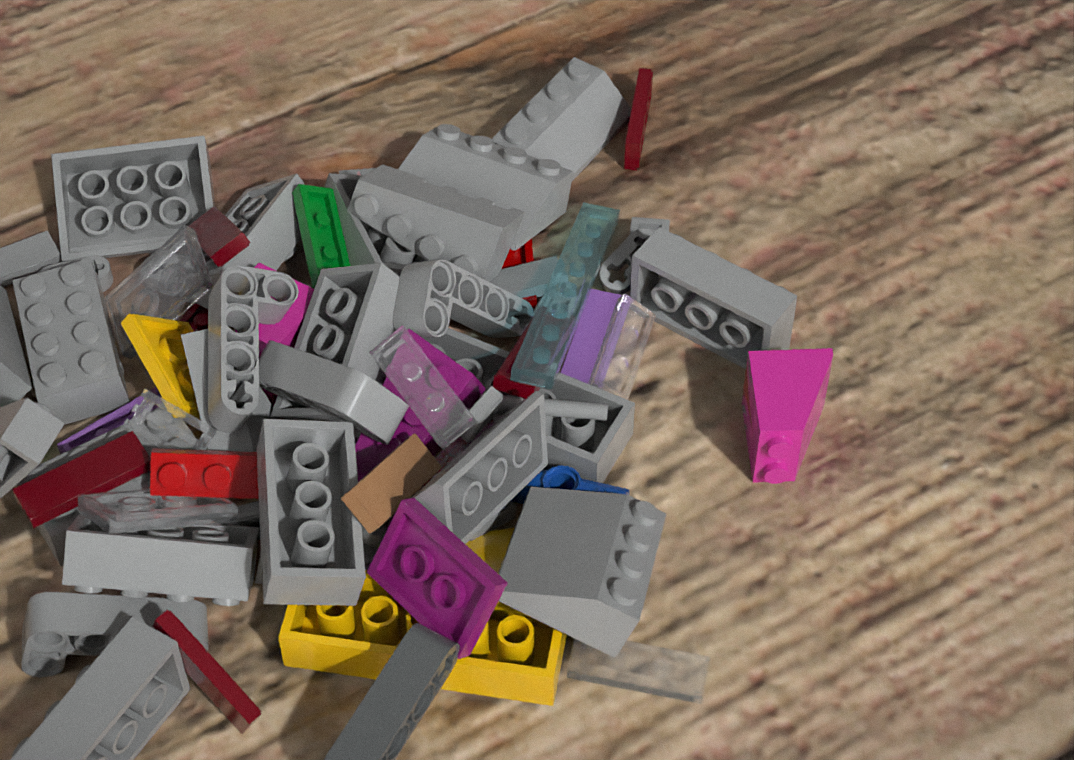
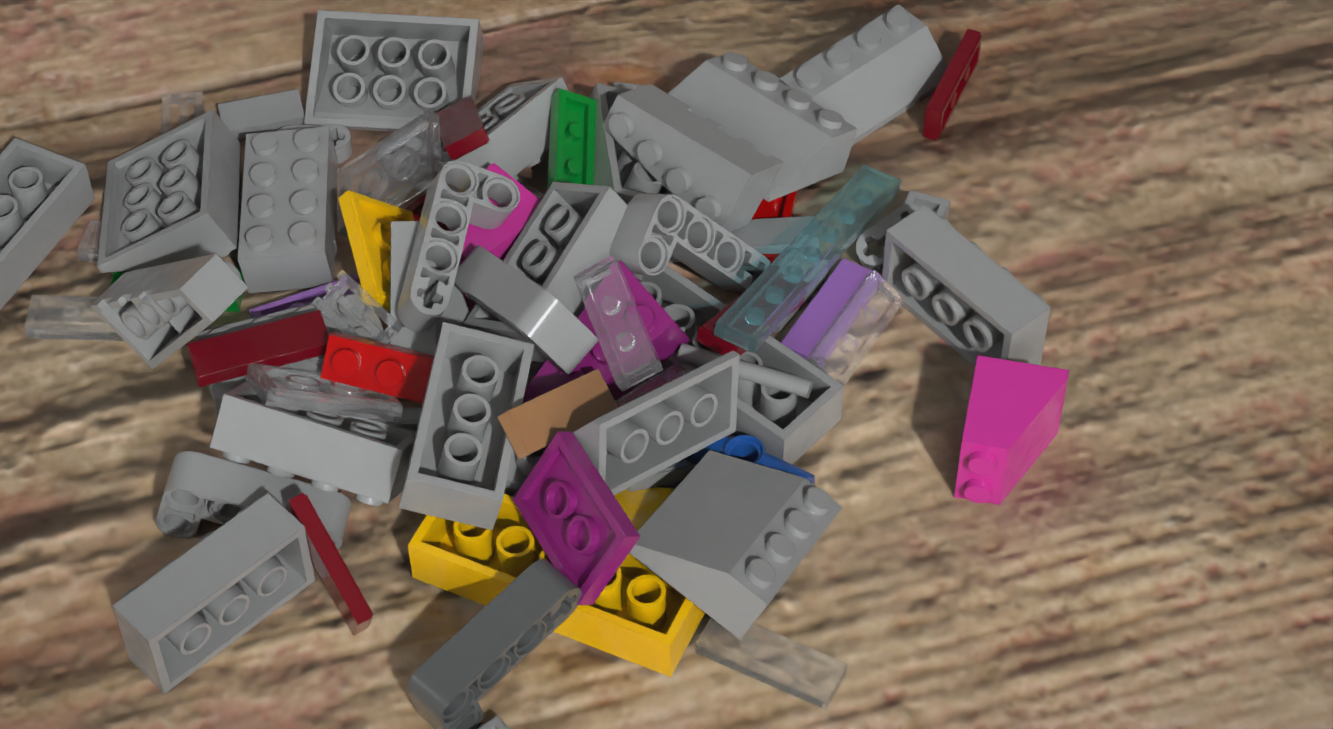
camera: 15 degrees right, 0 degrees up
(483, 412) = (675, 363): light grey tile -> none

